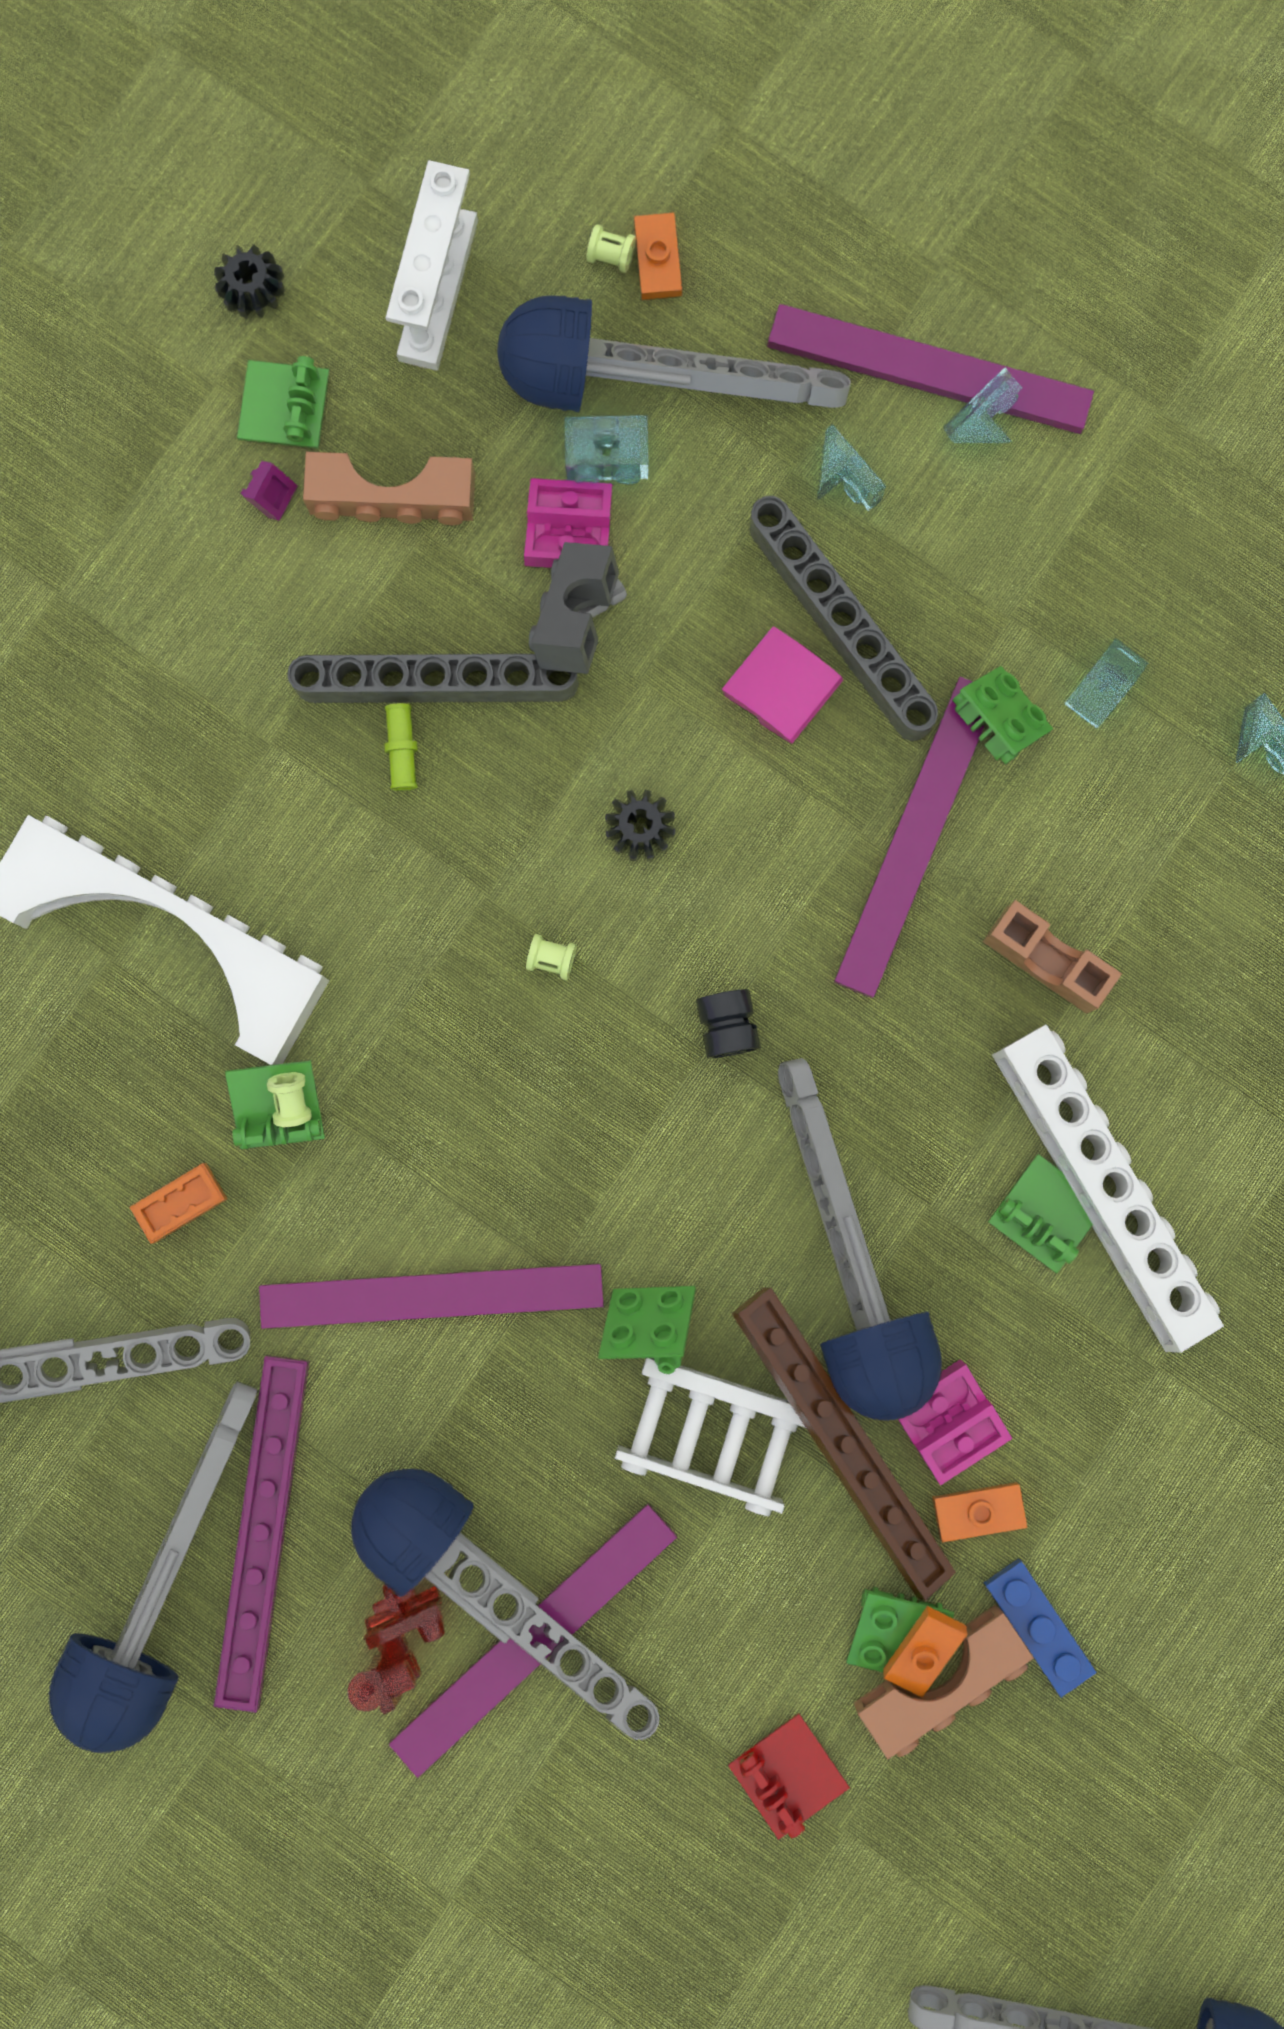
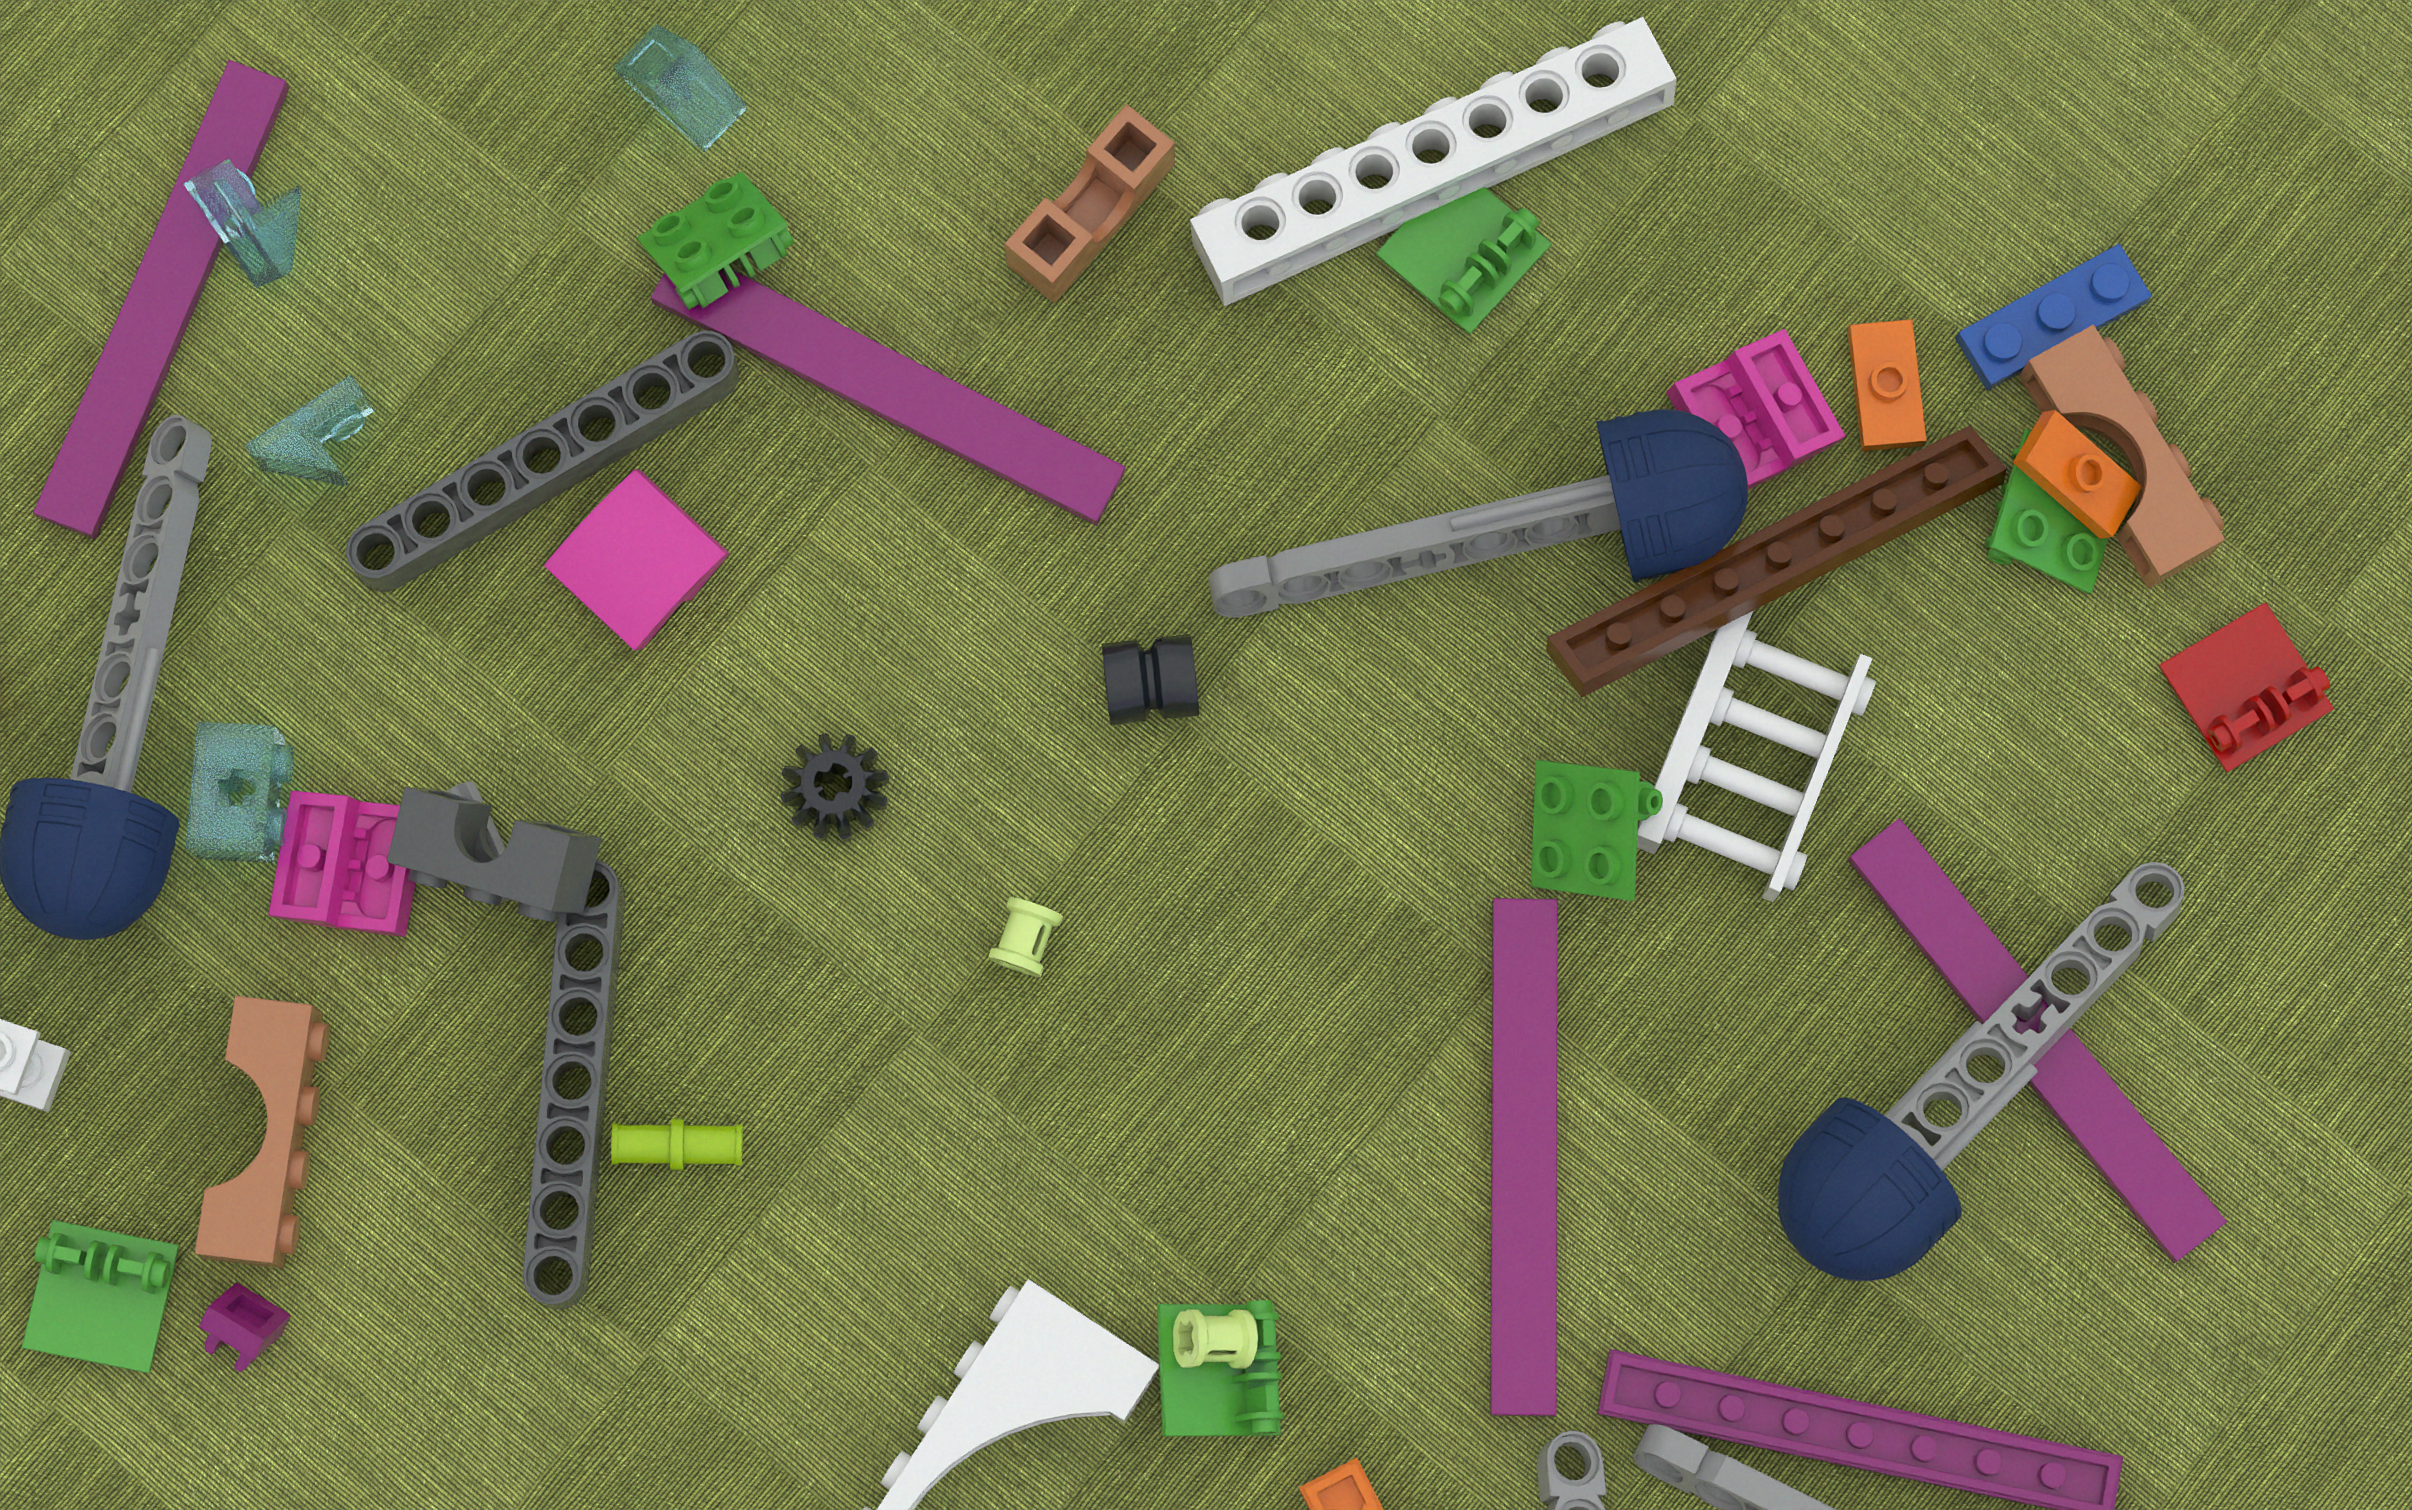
camera: 90 degrees left, 5 degrees down
(383, 1683) = (2085, 1250): clear red hips -> none
(400, 1615) = (1991, 1227): clear red hips -> none

